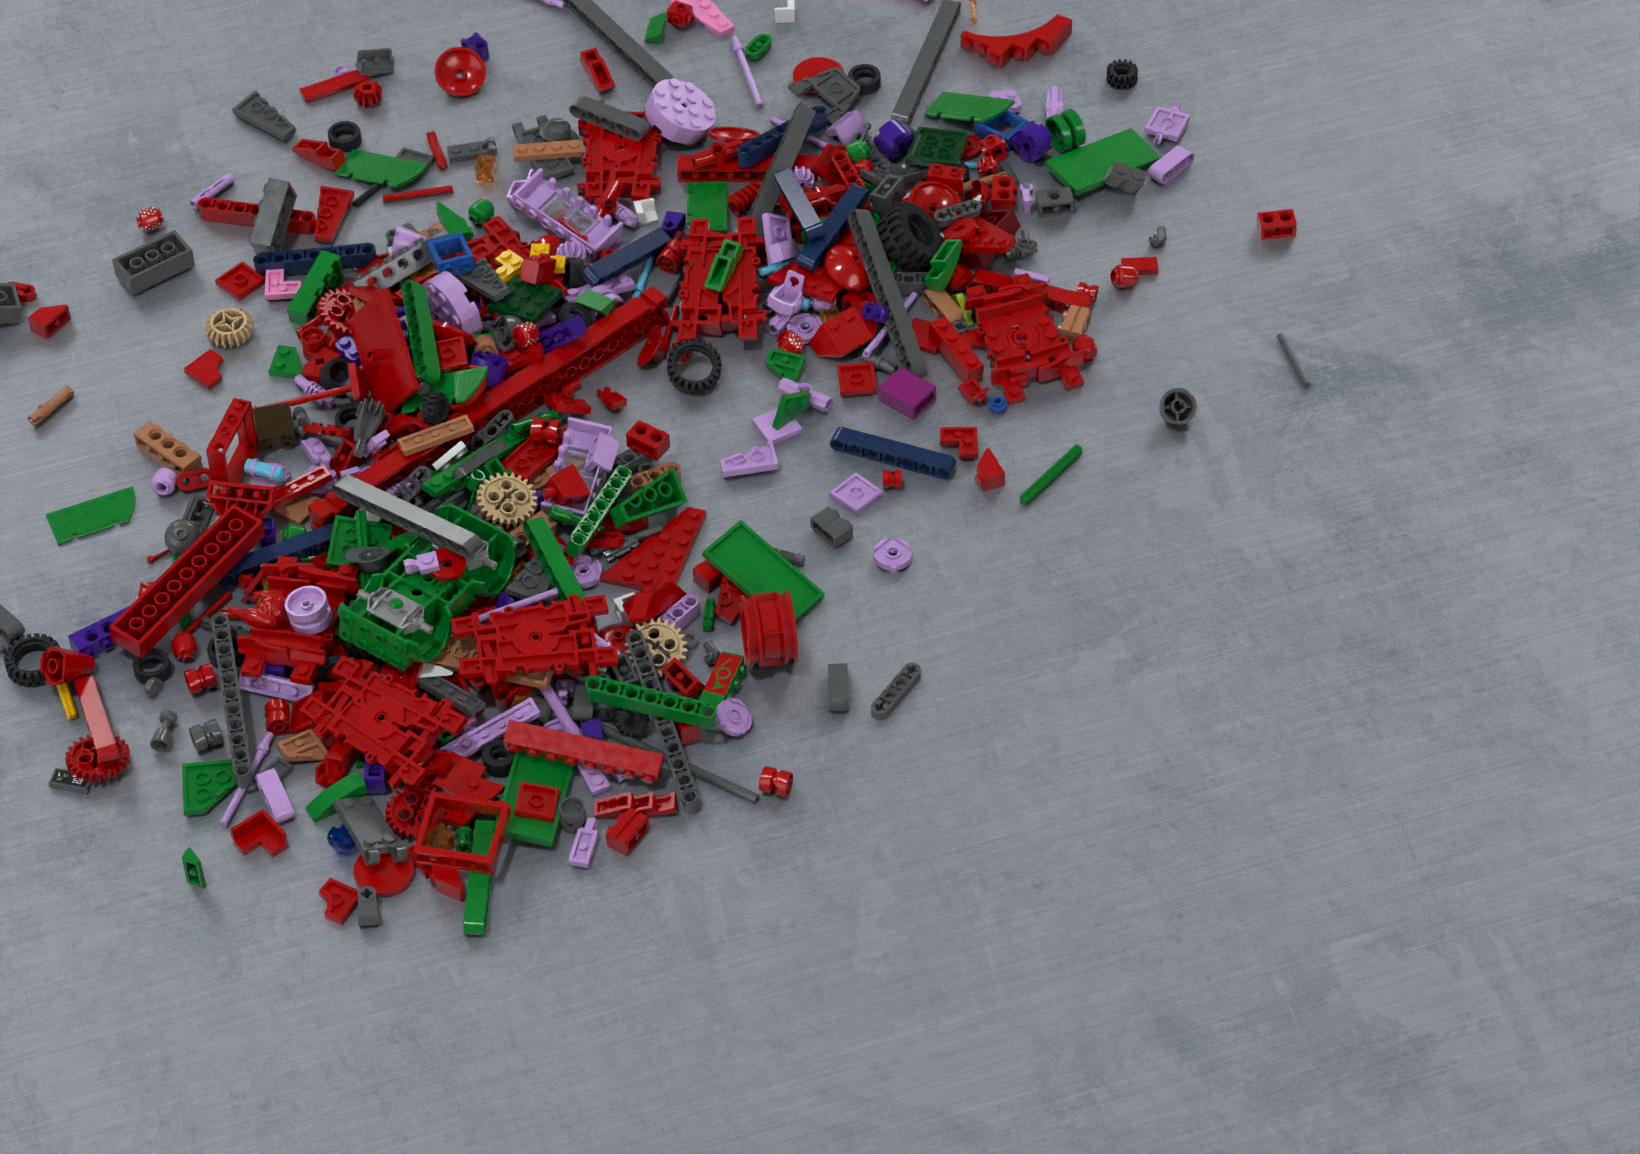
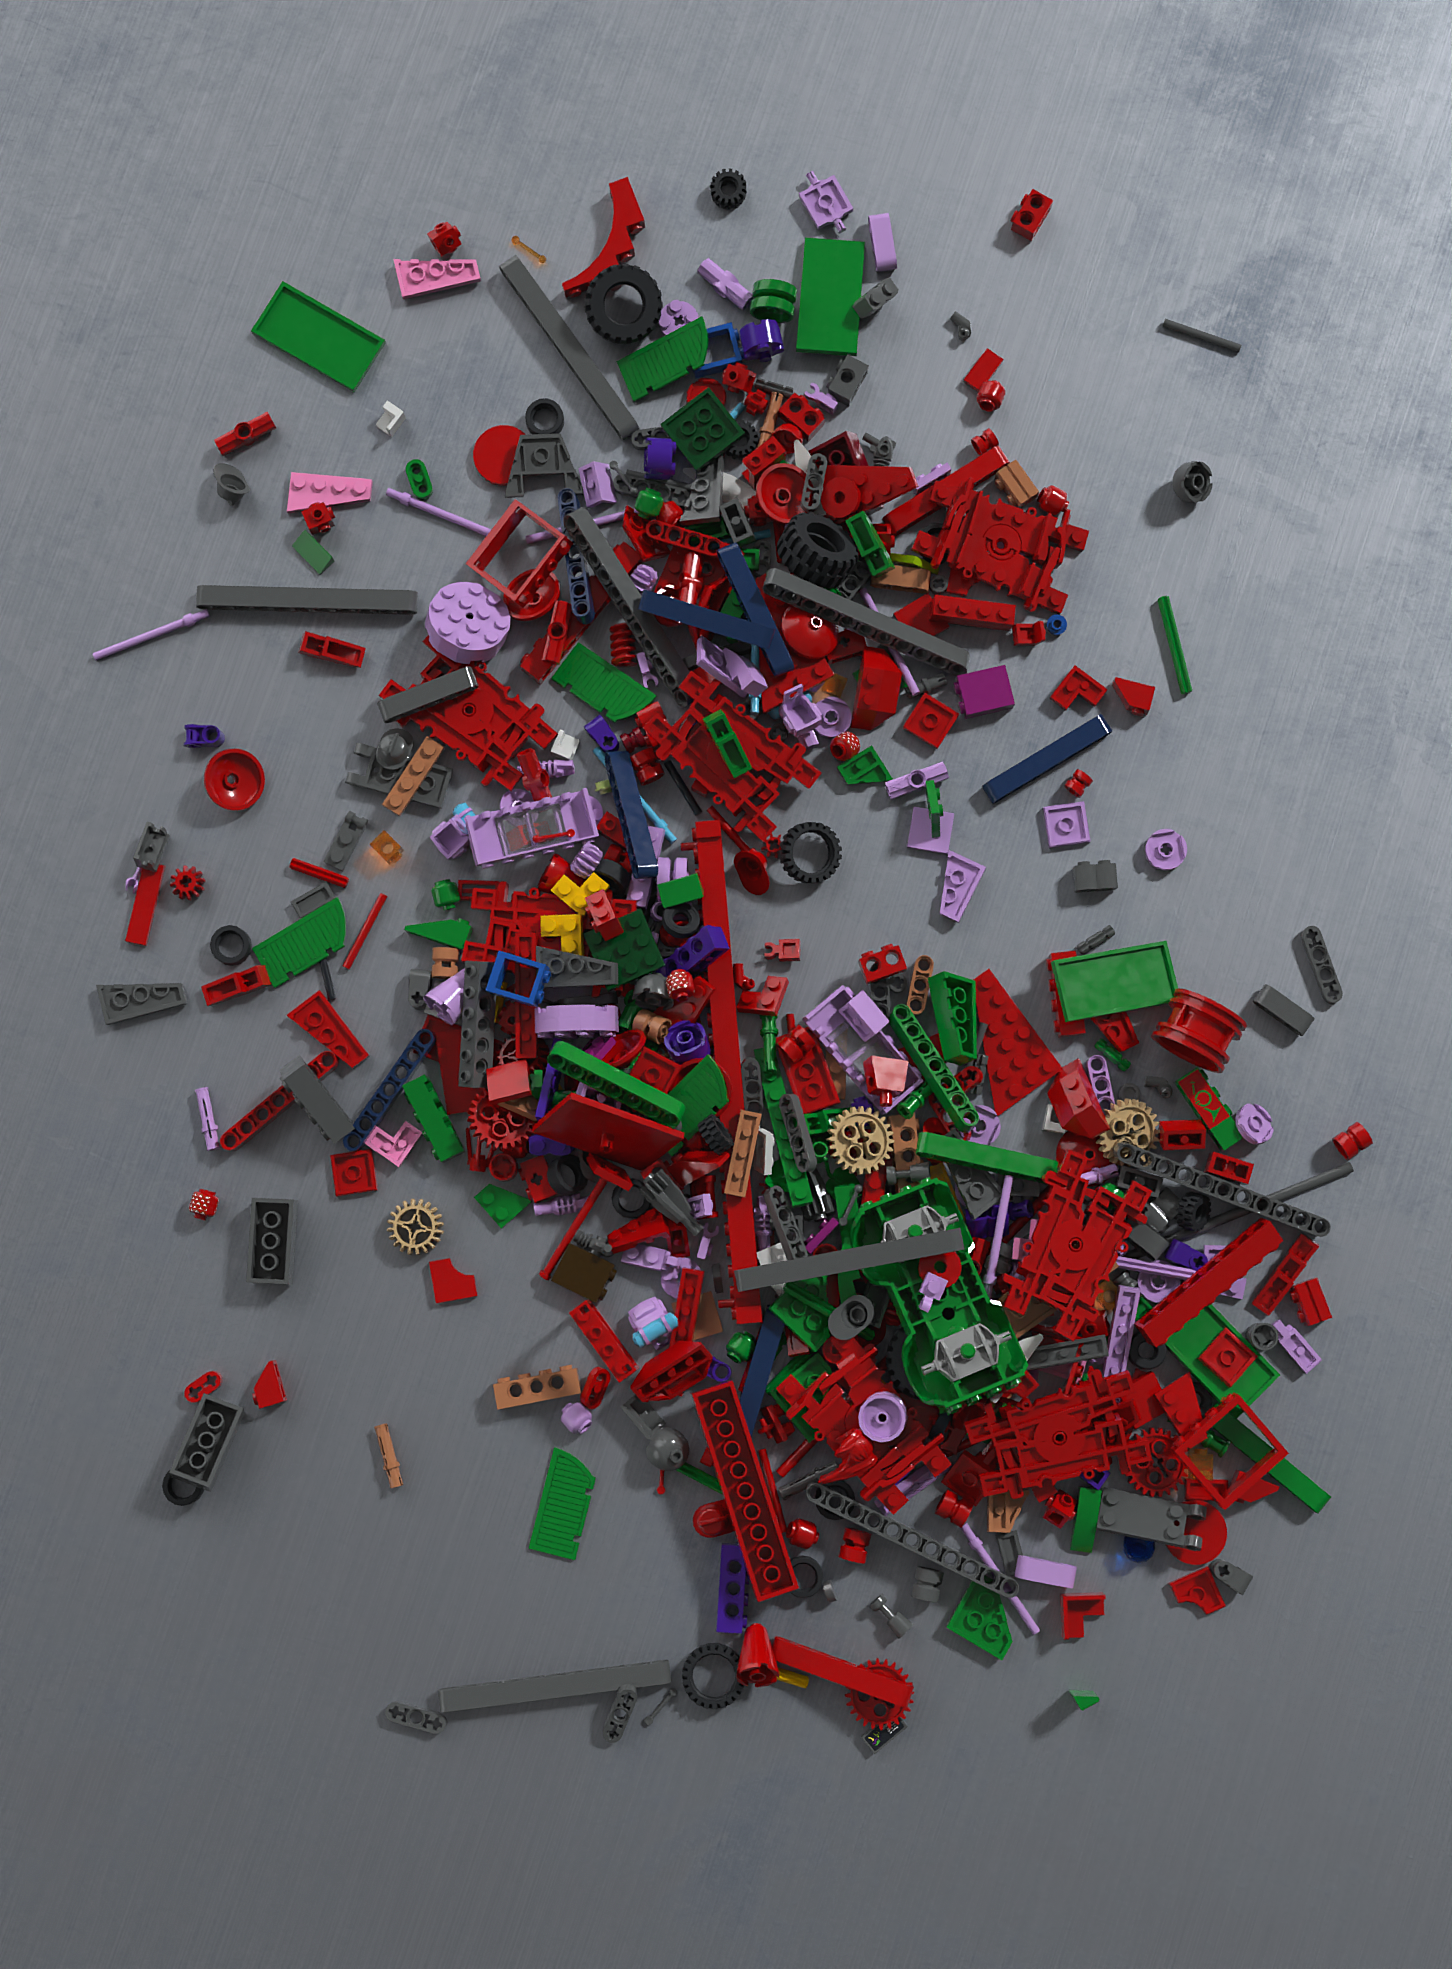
camera: 50 degrees left, 35 degrees up
(492, 709) = (1099, 1327): none -> red brick
(619, 693) = (1224, 1192): green beam -> none
(743, 212) = (645, 666): none -> lavender plate
(754, 99) = (499, 535): none -> red window
(874, 312) = (885, 652): dark purple wheel -> none
(975, 43) = (651, 303): none -> black tyre

